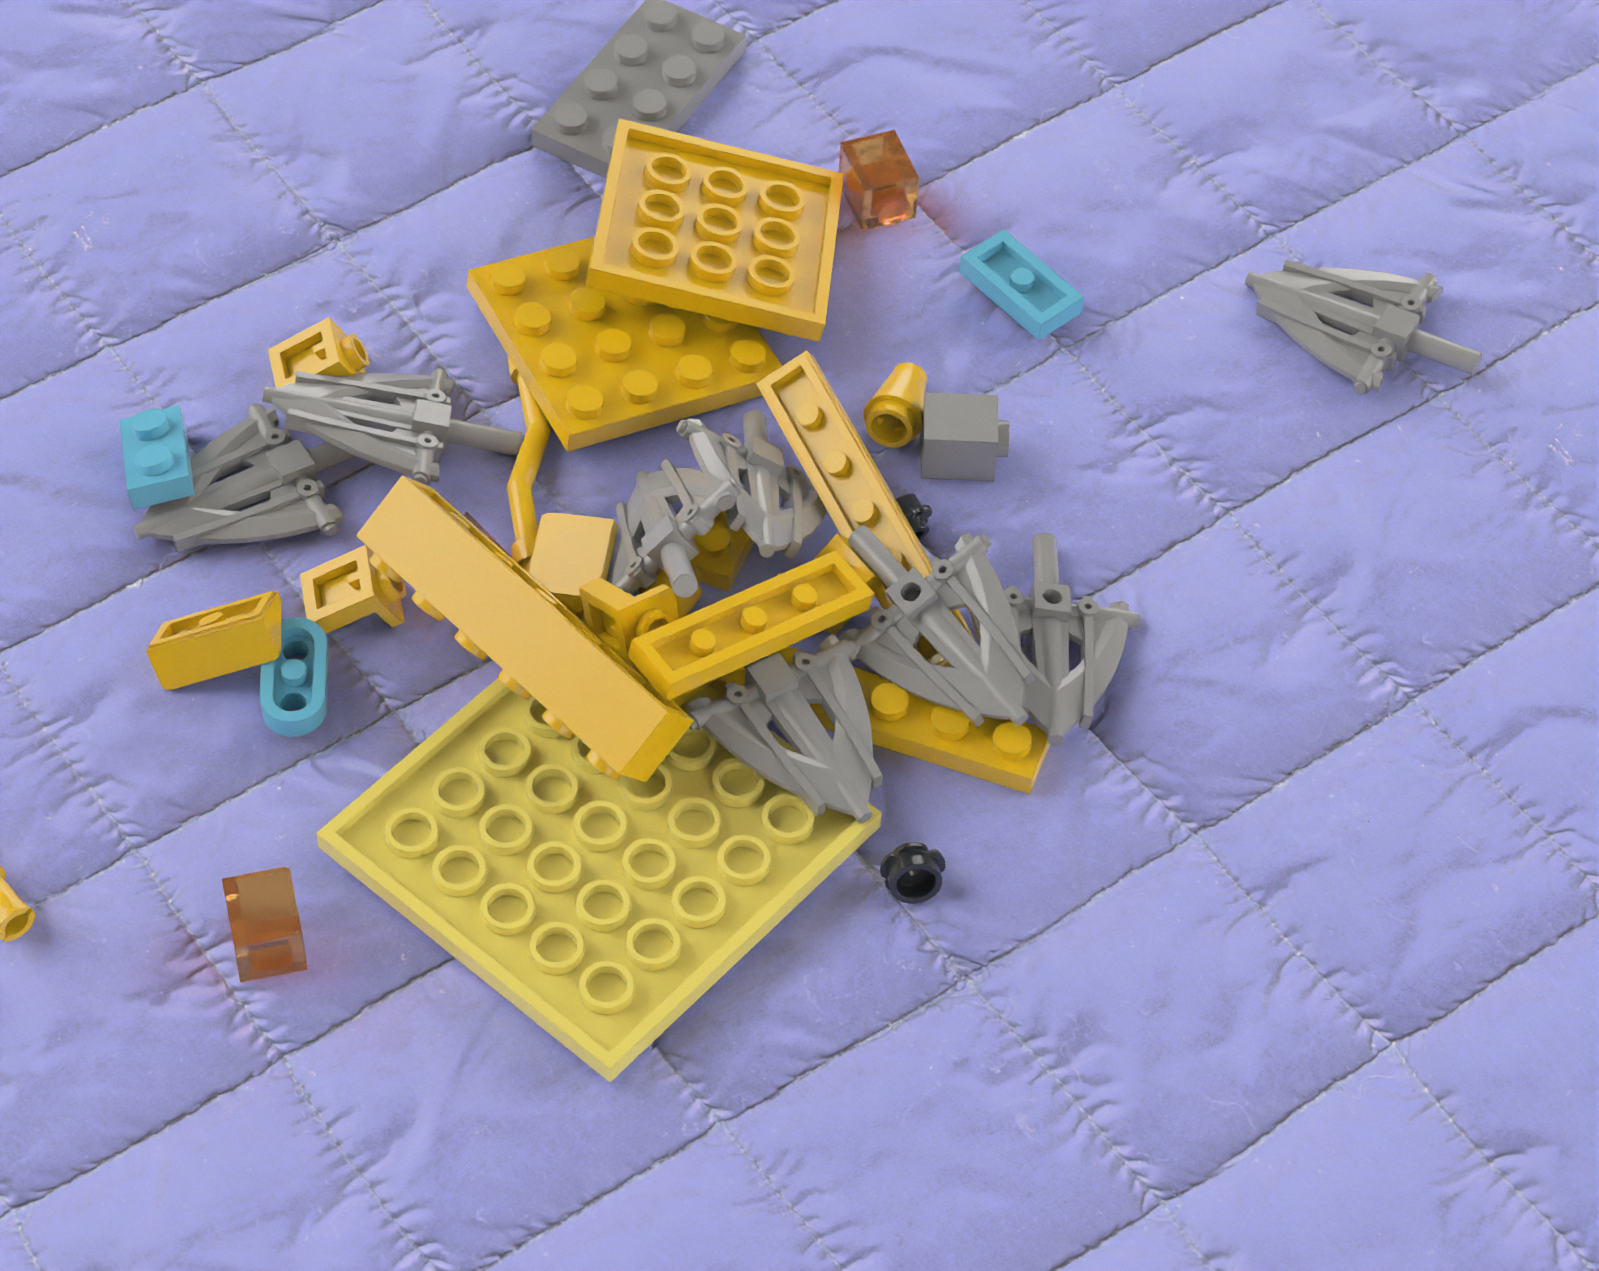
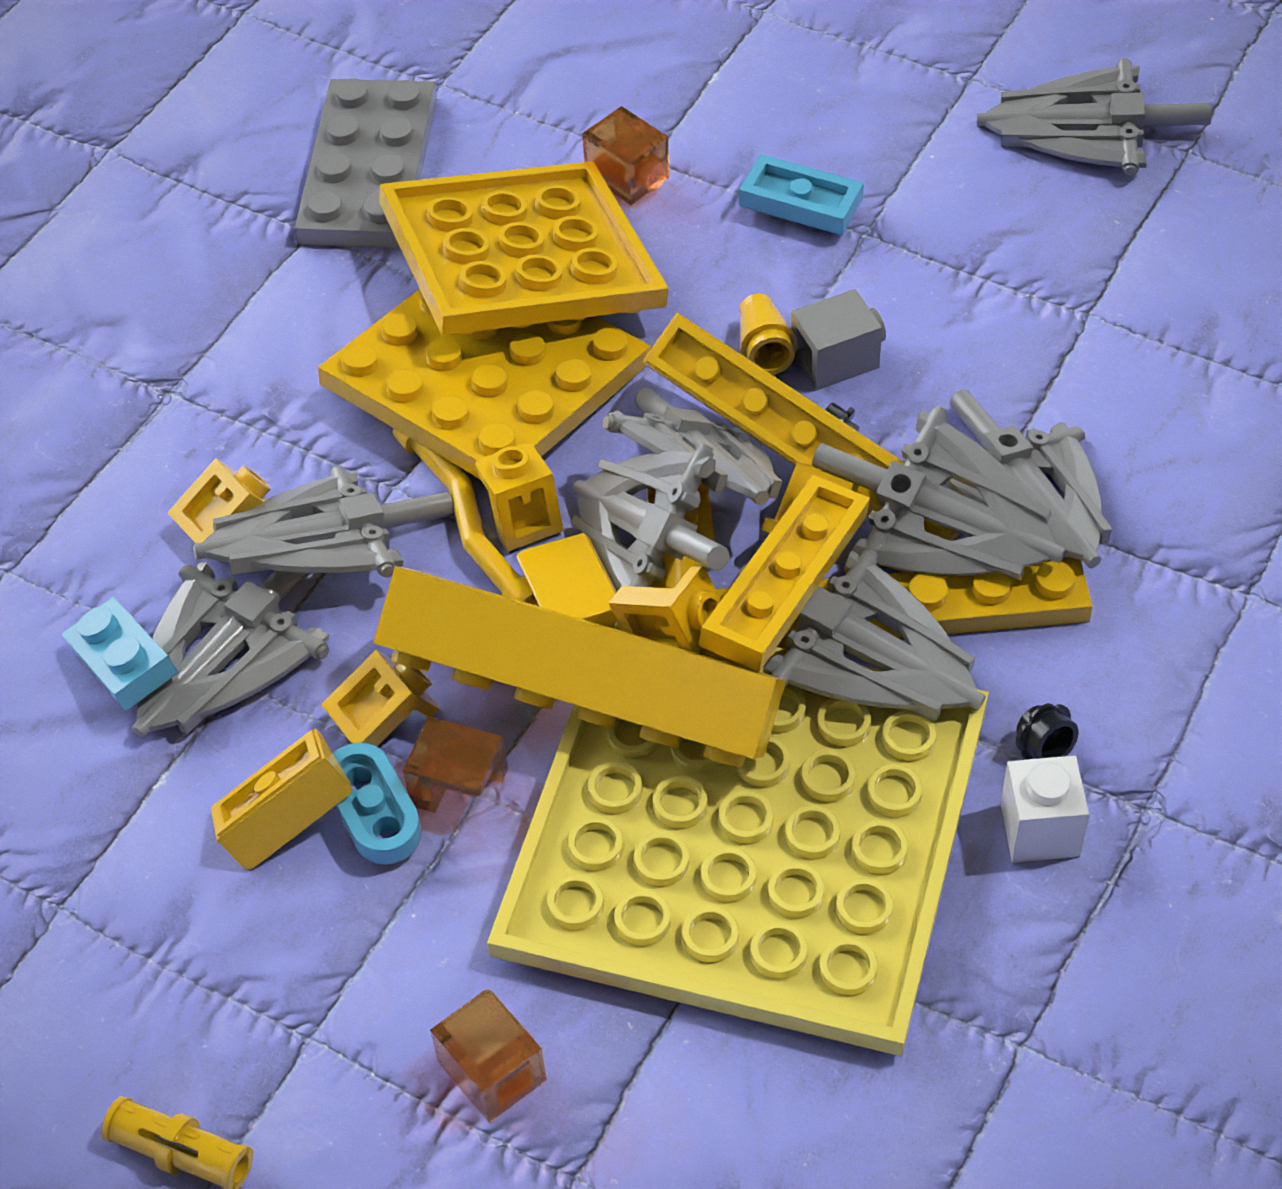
camera: 20 degrees left, 0 degrees up
(377, 669) = (454, 760): none -> clear orange panel
(577, 462) = (520, 495): none -> yellow bracket
(860, 932) = (1044, 809): none -> white brick

